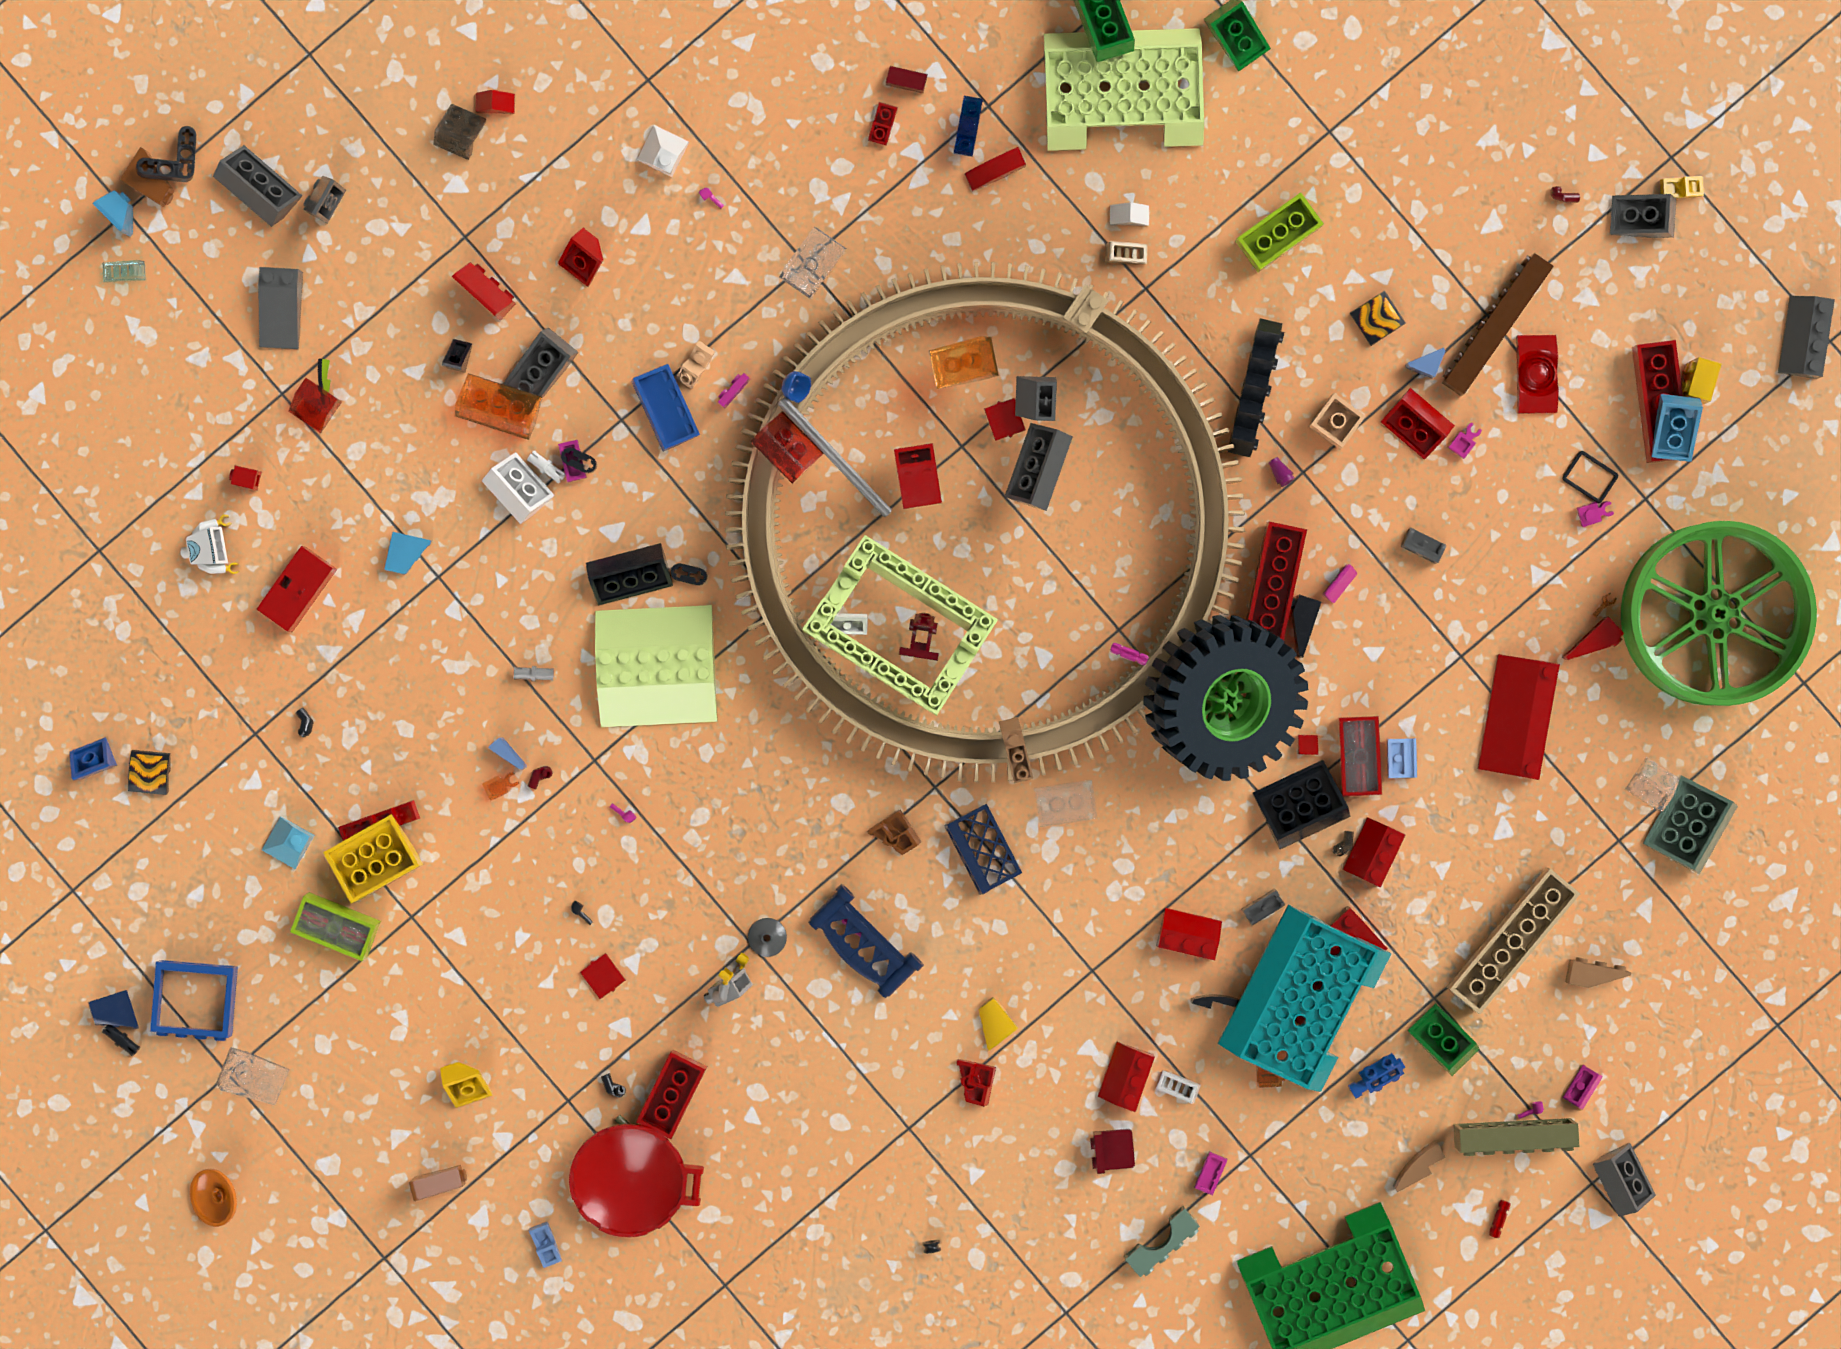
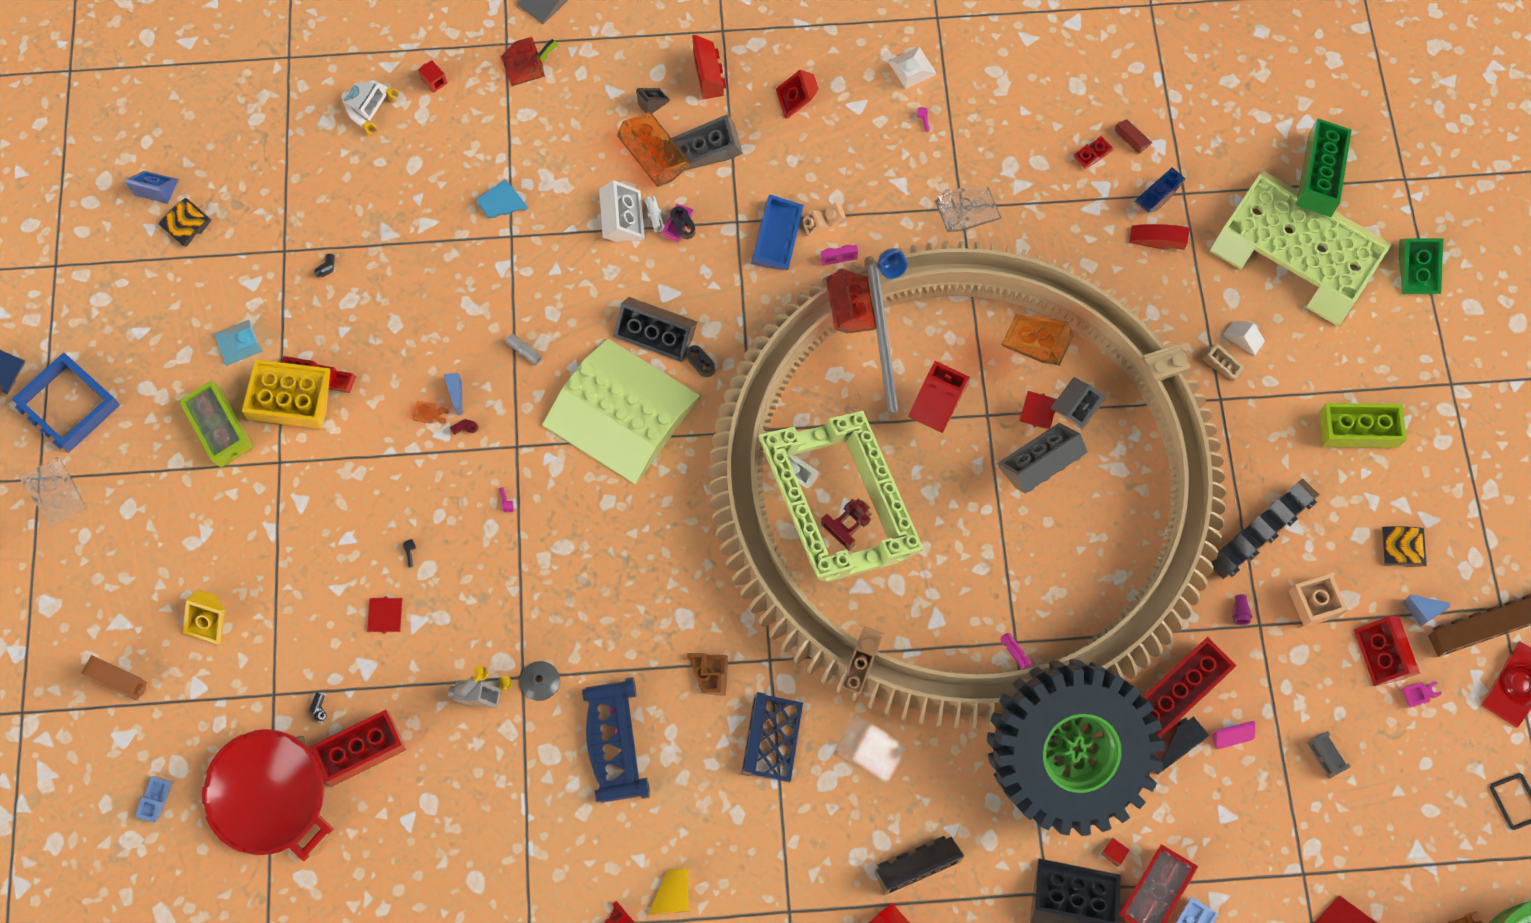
camera: 35 degrees right, 20 degrees down
(296, 589) = (401, 171): red brick -> none
(1166, 867) = (918, 865): none -> black slope
(1591, 513) = (1500, 832): dark pink plate -> none

